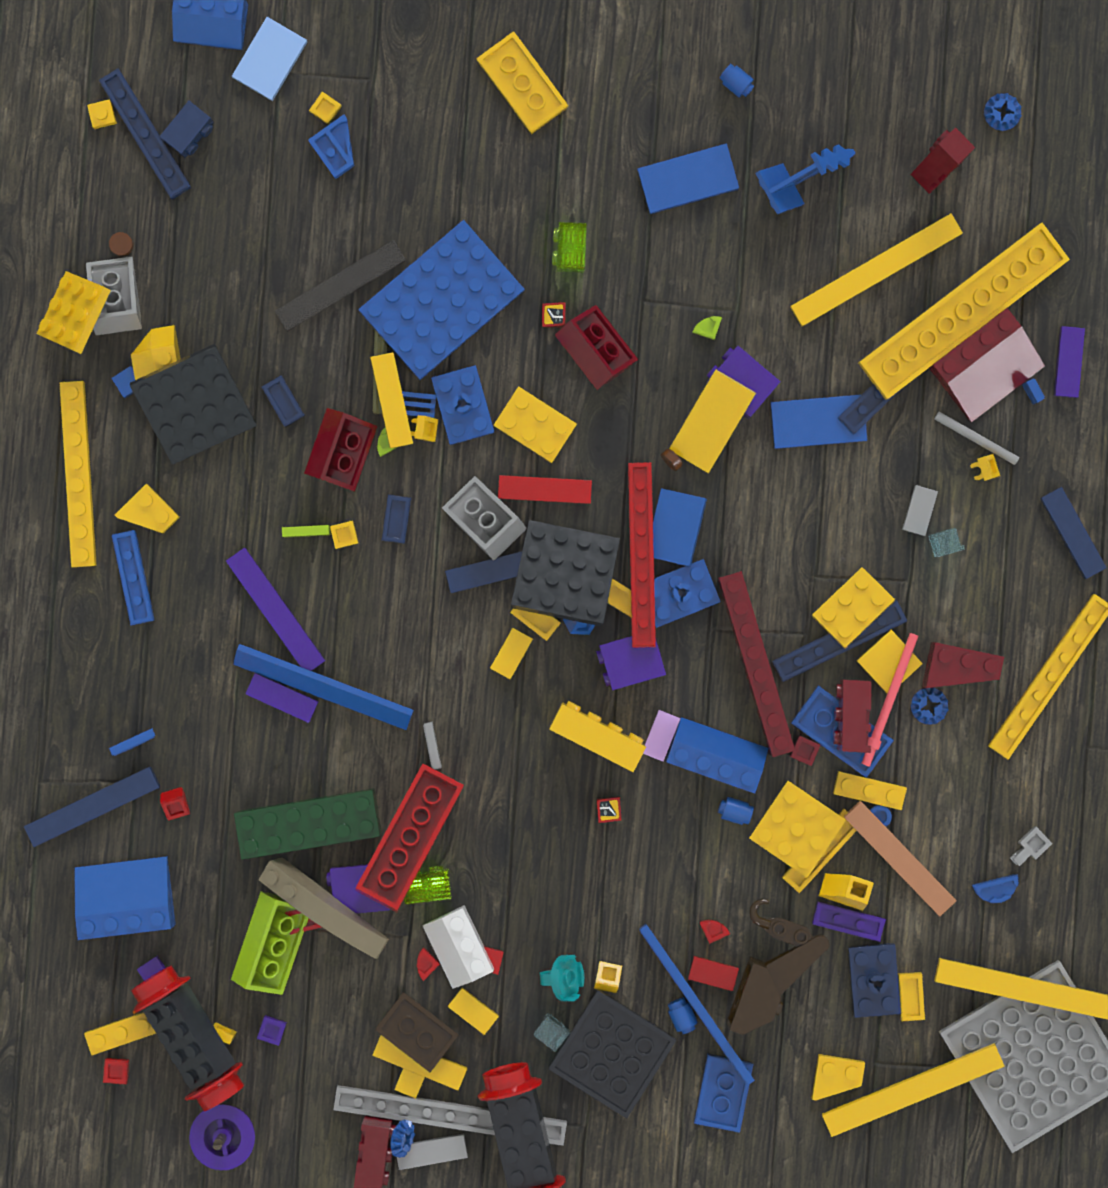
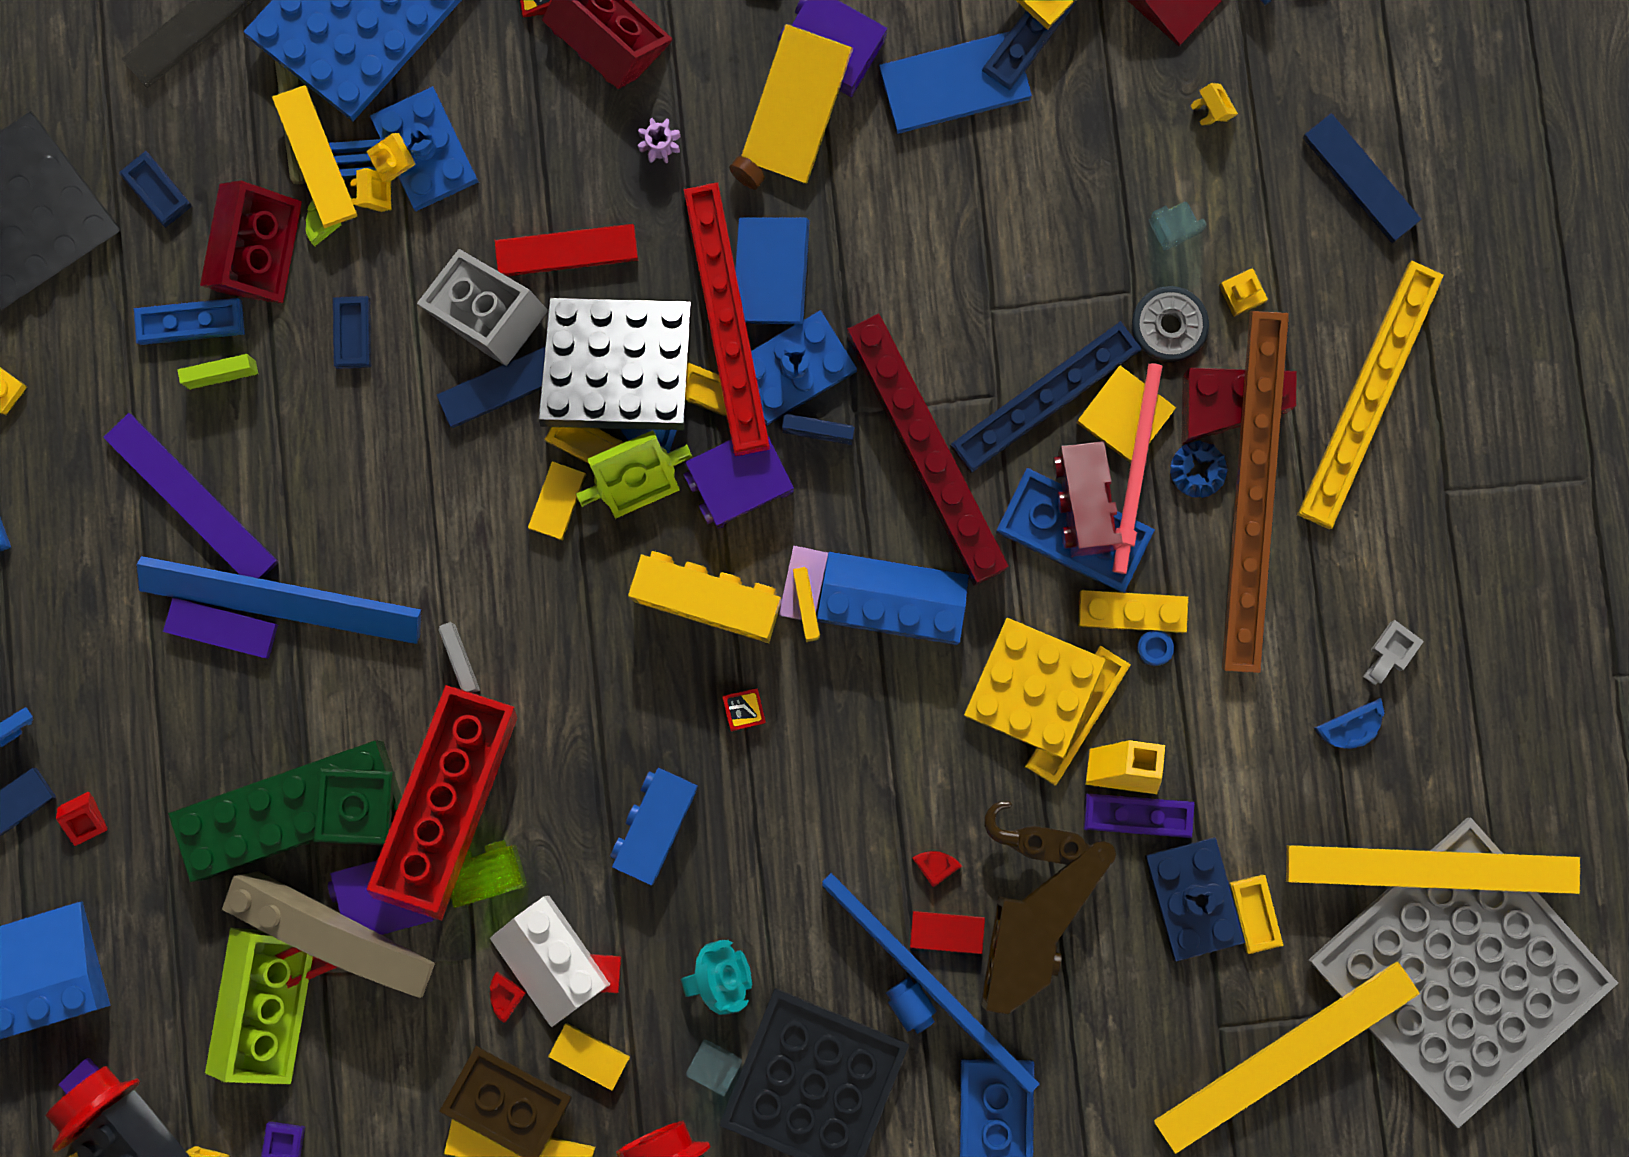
camera: 10 degrees left, 5 degrees down
(291, 493) = (189, 321): none -> blue tile
(344, 534) = (276, 367): yellow plate -> none
(353, 831) = (353, 806): none -> dark green tile
(441, 410) = (391, 157): none -> yellow tile
(535, 424) = (536, 158): yellow plate -> none
(539, 873) = (653, 825): none -> blue brick
(564, 647) = (633, 474): none -> lime plate
(608, 977) = (787, 967): yellow slope -> none
(616, 421) = (663, 149): none -> lavender gear
(661, 751) = (806, 604): none -> yellow tile
(688, 637) = (818, 429): none -> dark blue tile
(735, 811) = (936, 677): blue brick -> none
(805, 750) = (1024, 569): dark red tile -> none
(836, 1075) = (1164, 1057): yellow wing -> none
(853, 607) = (1057, 342): yellow plate -> none
(900, 858) = (1198, 705): nougat tile -> none
(919, 510) = (1129, 184): light grey tile -> none
(944, 607) = (1165, 345): none -> light grey wheel
(962, 730) = (1255, 491): none -> dark orange plate
(977, 438) = (1192, 66): light grey bar -> none
(980, 594) = (1243, 292): none -> yellow tile

